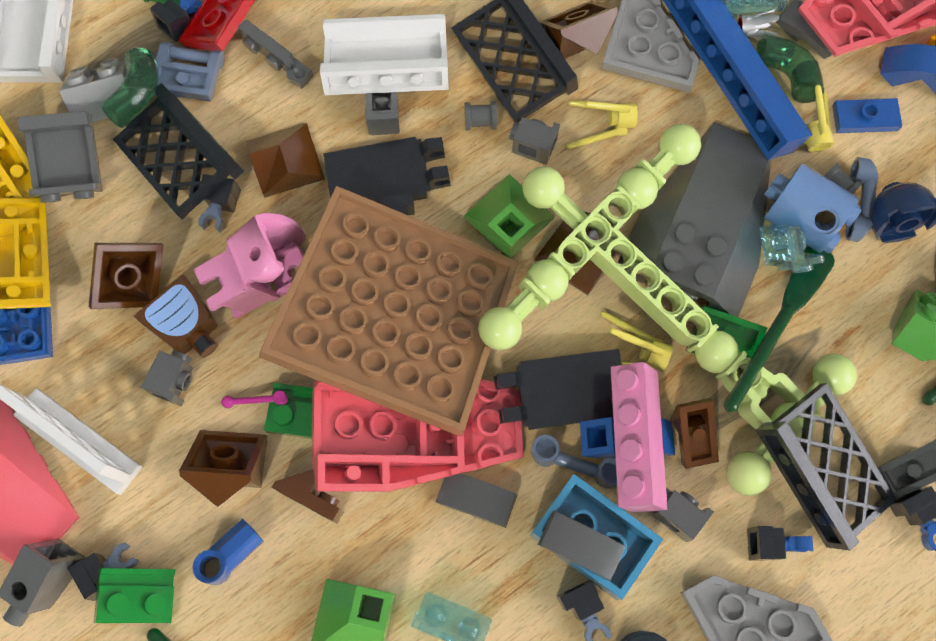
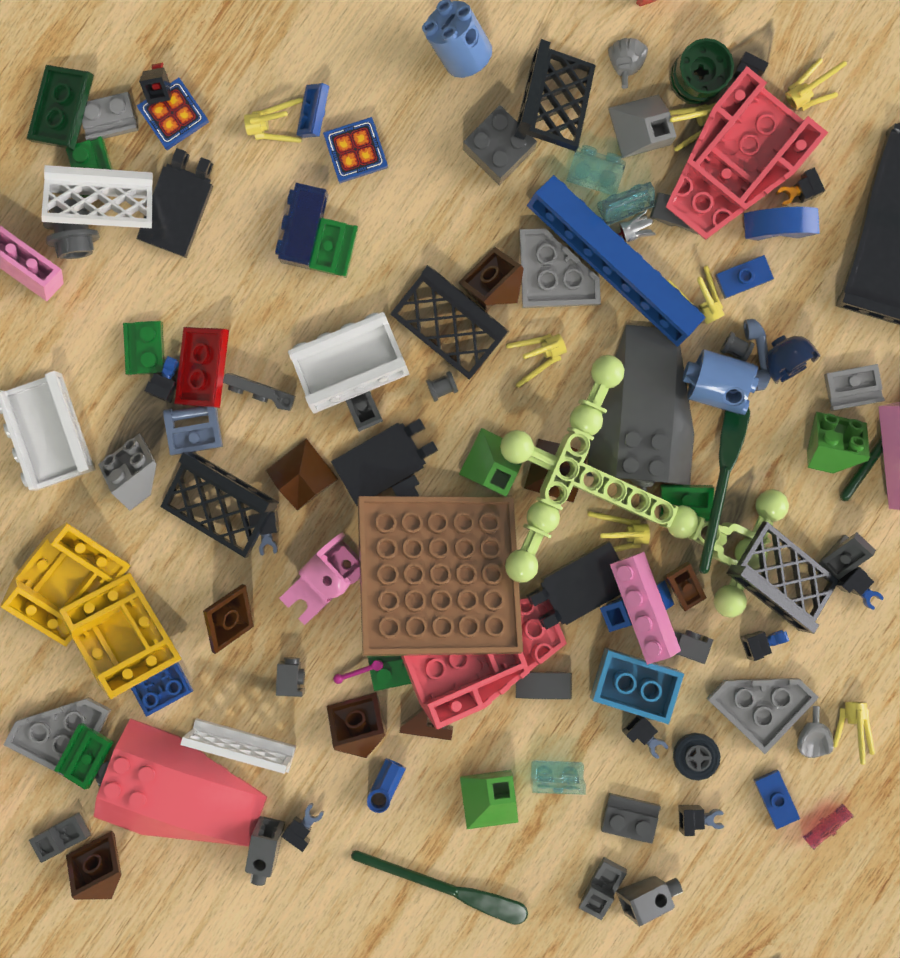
camera: 20 degrees left, 15 degrees up
(61, 155) = (133, 540): dark grey panel -> none
(134, 595) = (334, 836): green plate -> none
(136, 88) = (169, 466): clear green cylinder -> none
(180, 318) = (279, 632): torso -> none
(534, 139) = (490, 392): dark grey brick -> none
(547, 452) = (582, 634): sand blue bar -> none
(581, 545) = (630, 700): dark grey slope -> none
(785, 248) = (713, 423): clear light blue bracket -> none
(795, 63) = (676, 252): clear green cylinder -> none

